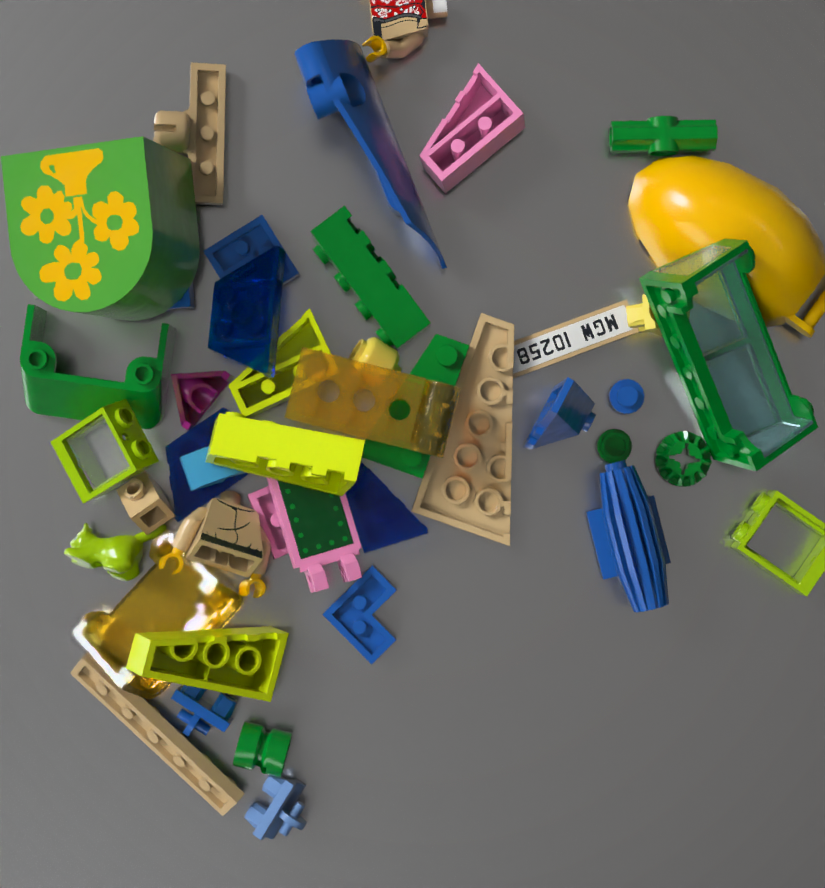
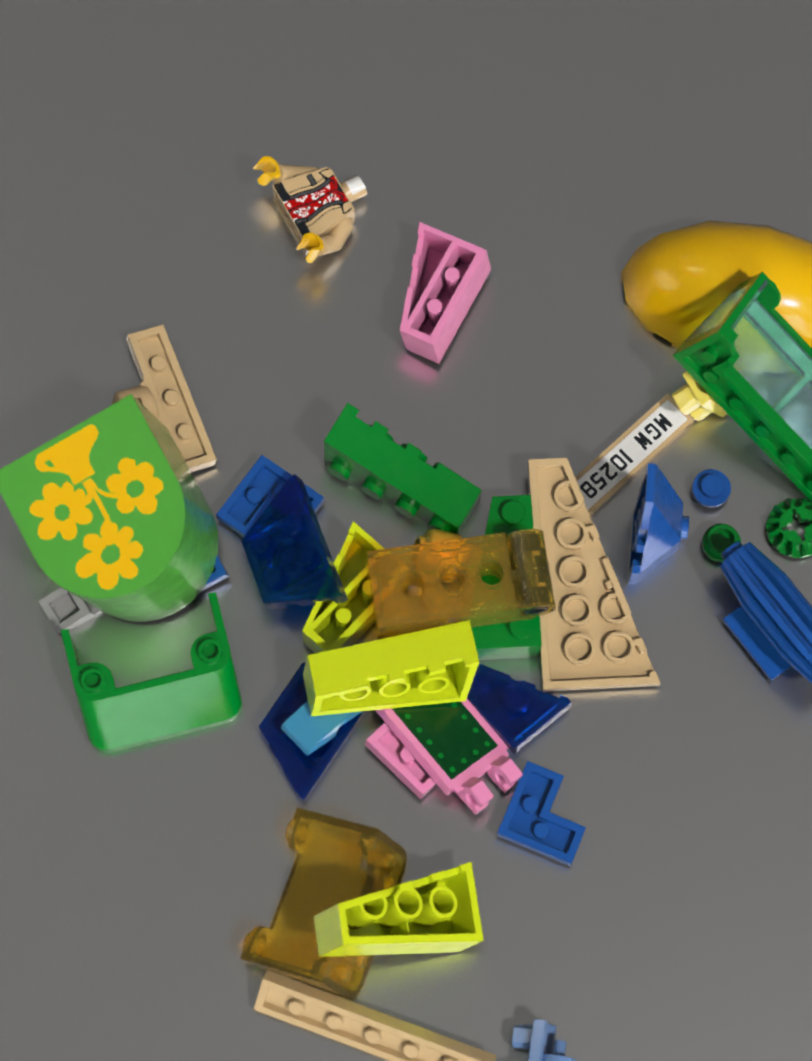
camera: 20 degrees left, 15 degrees down
(104, 450) = (199, 751): lime window -> none
(117, 554) = (251, 860): lime animal -> none
(145, 502) = (263, 791): tan brick -> none
(197, 393) = (270, 655): magenta slope -> none
(217, 714) = (431, 984): blue hips -> none
(226, 539) = (364, 788): tan torso -> none
(262, 749) = (495, 1000): green wheel -> none
(342, 82) = (283, 288): blue panel -> none
(663, 136) = (631, 224): green piece -> none

